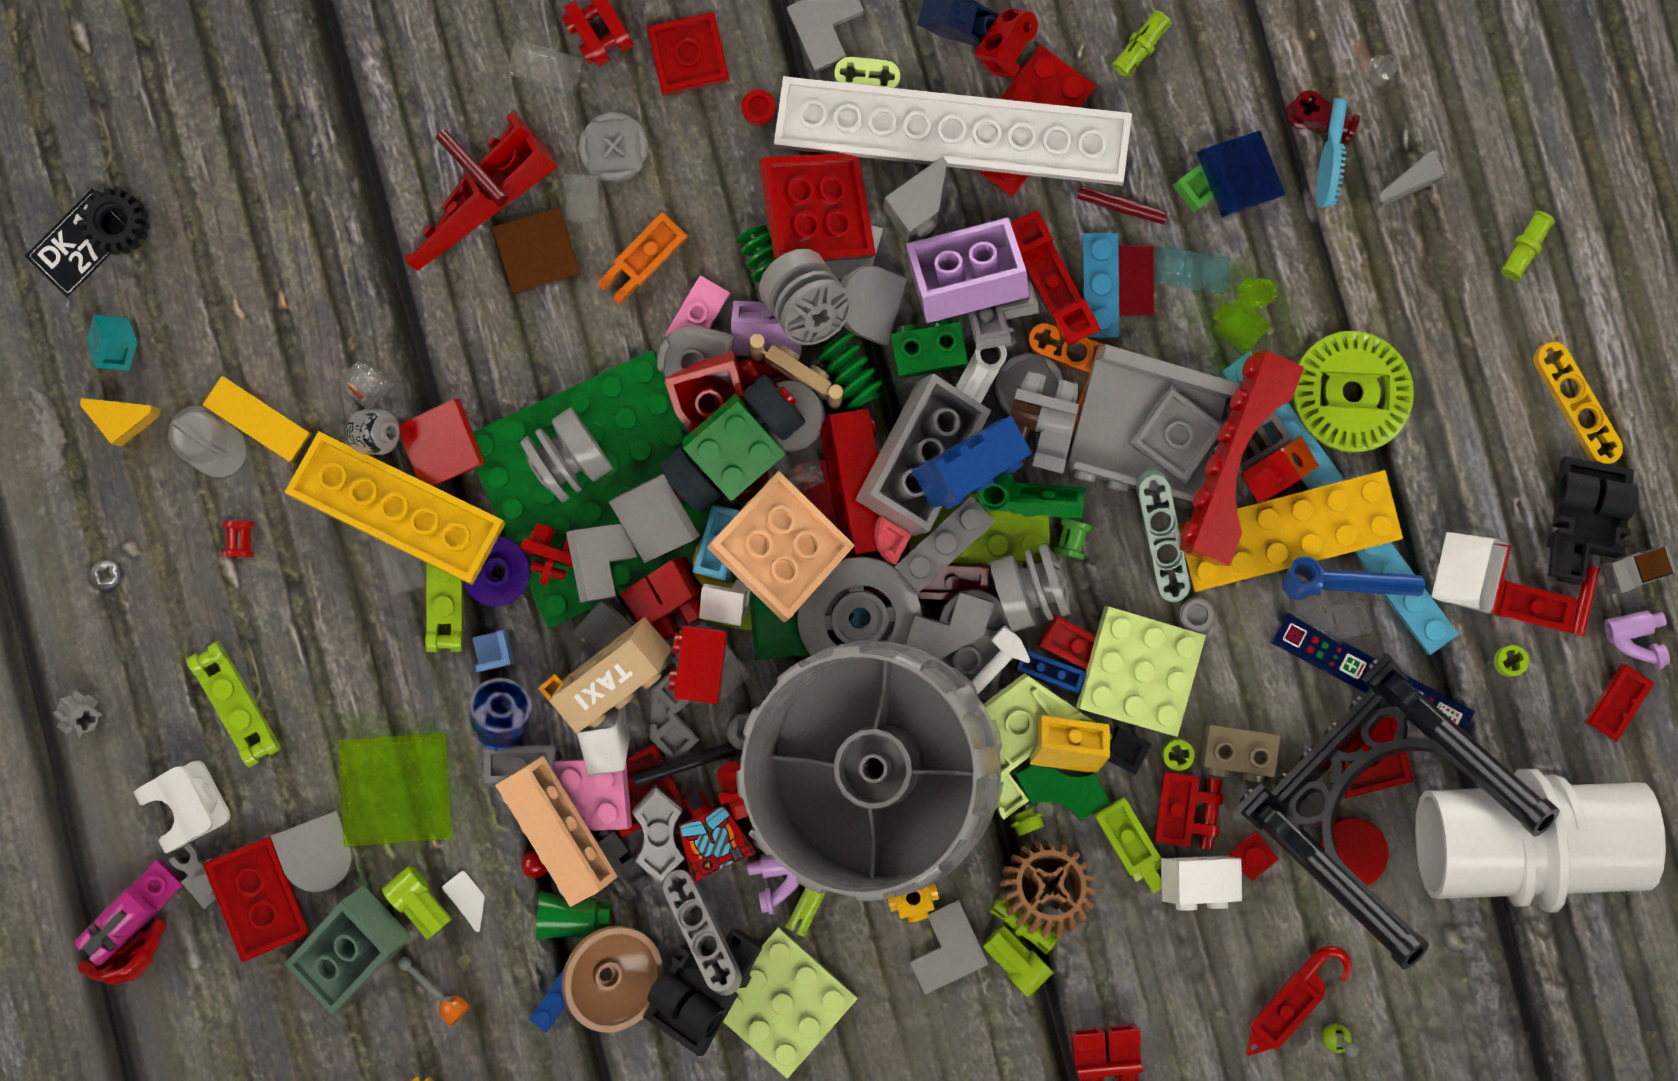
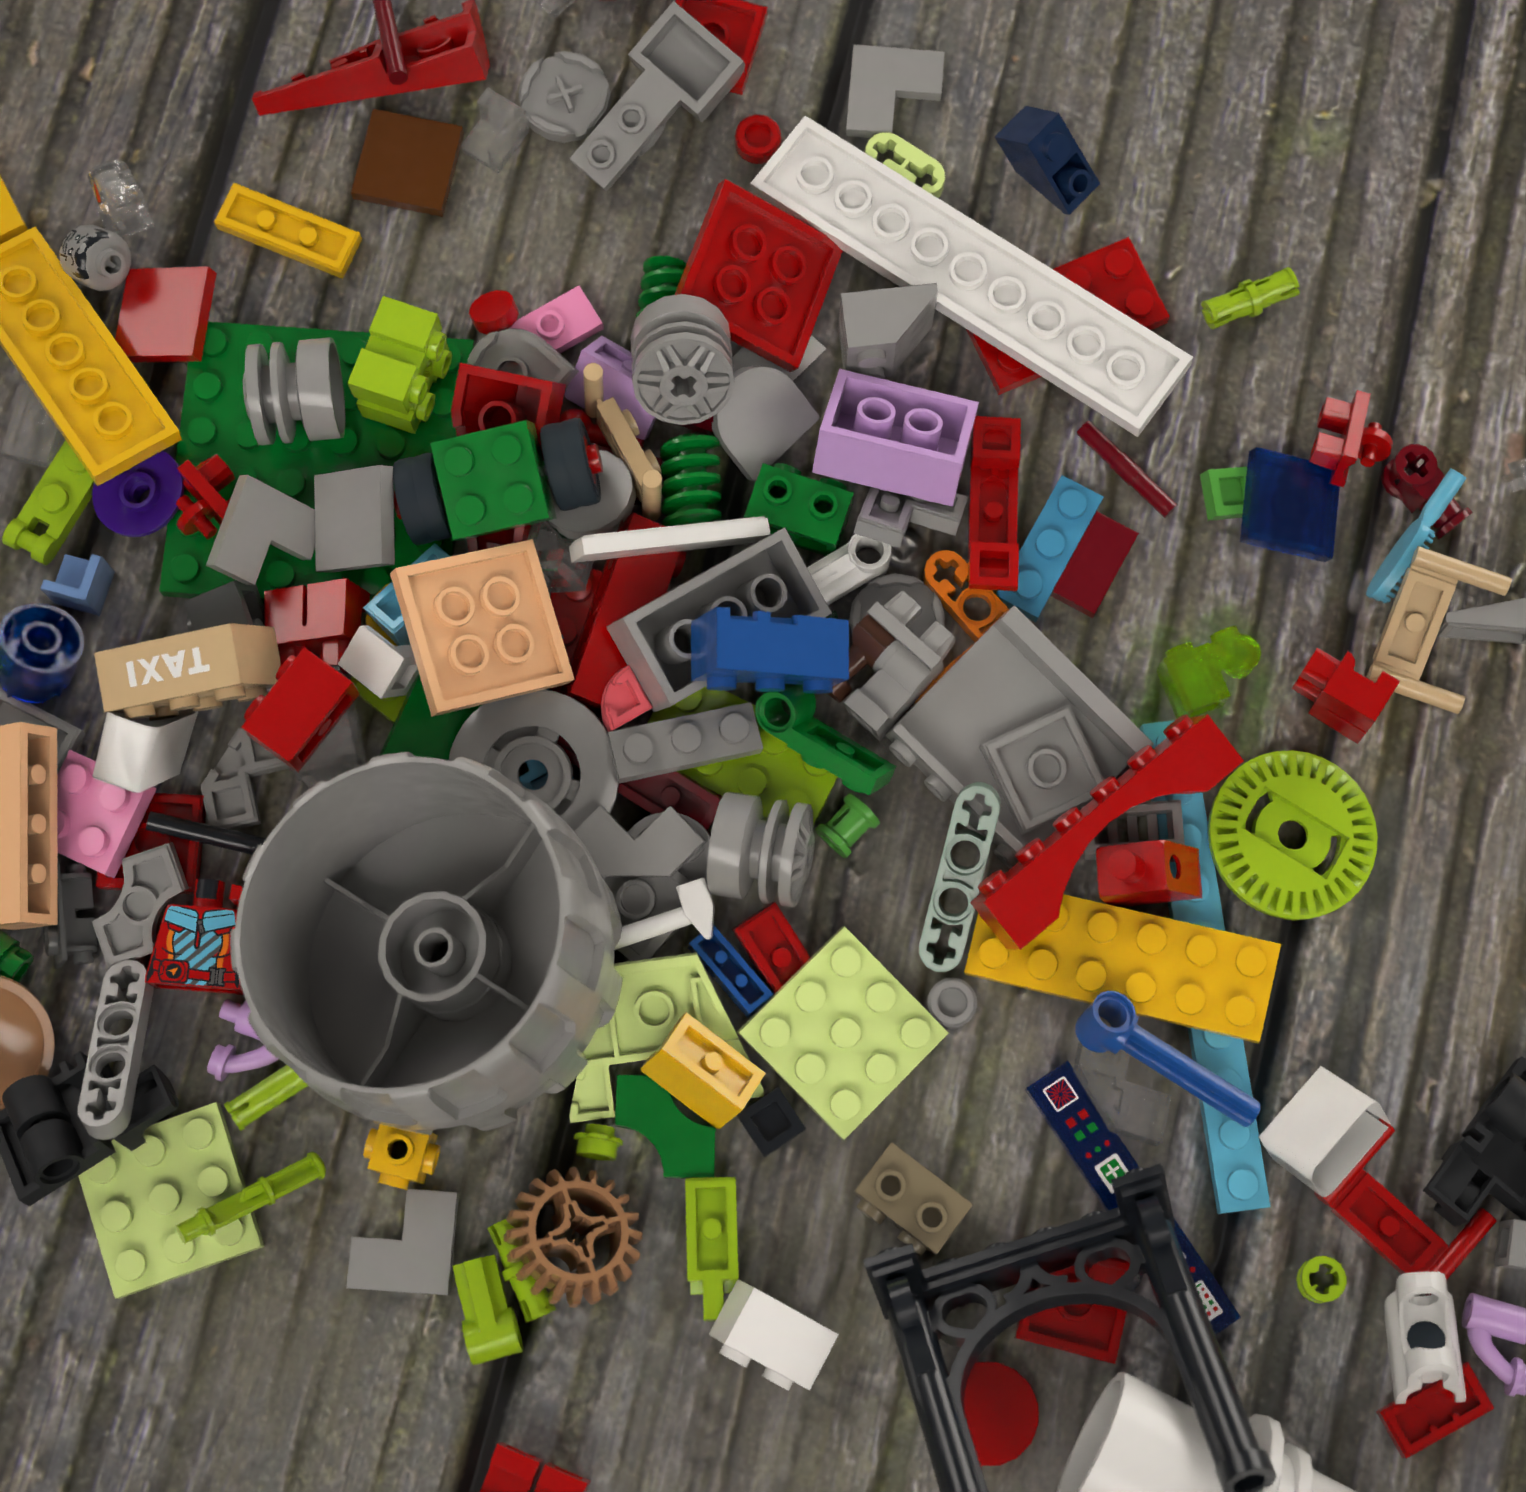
camera: 30 degrees right, 10 degrees down
(484, 340) = (288, 230): none -> yellow tile
(623, 400) = (400, 365): none -> lime brick
(644, 256) = (525, 231): orange hinge -> none
(654, 324) = (493, 311): none -> red tile
(685, 89) = (679, 68): none -> light grey plate
(837, 973) = (253, 1197): none -> lime piece
(863, 421) = (668, 539): none -> white tile
(1006, 41) = (1088, 209): red leg -> none
(1172, 763) = (846, 1155): lime bush -> none
(1178, 806) = (795, 1229): red plate -> none
(1192, 270) = (1171, 588): clear light blue plate -> none
(1254, 855) = (858, 1346): red plate -> none
(1260, 110) = (1355, 441): none -> red hips
(1341, 287) = (1342, 695): none -> red hips
(1361, 209) = (1417, 620): none -> tan plate
(1592, 666) = (1423, 1336): none -> white piece

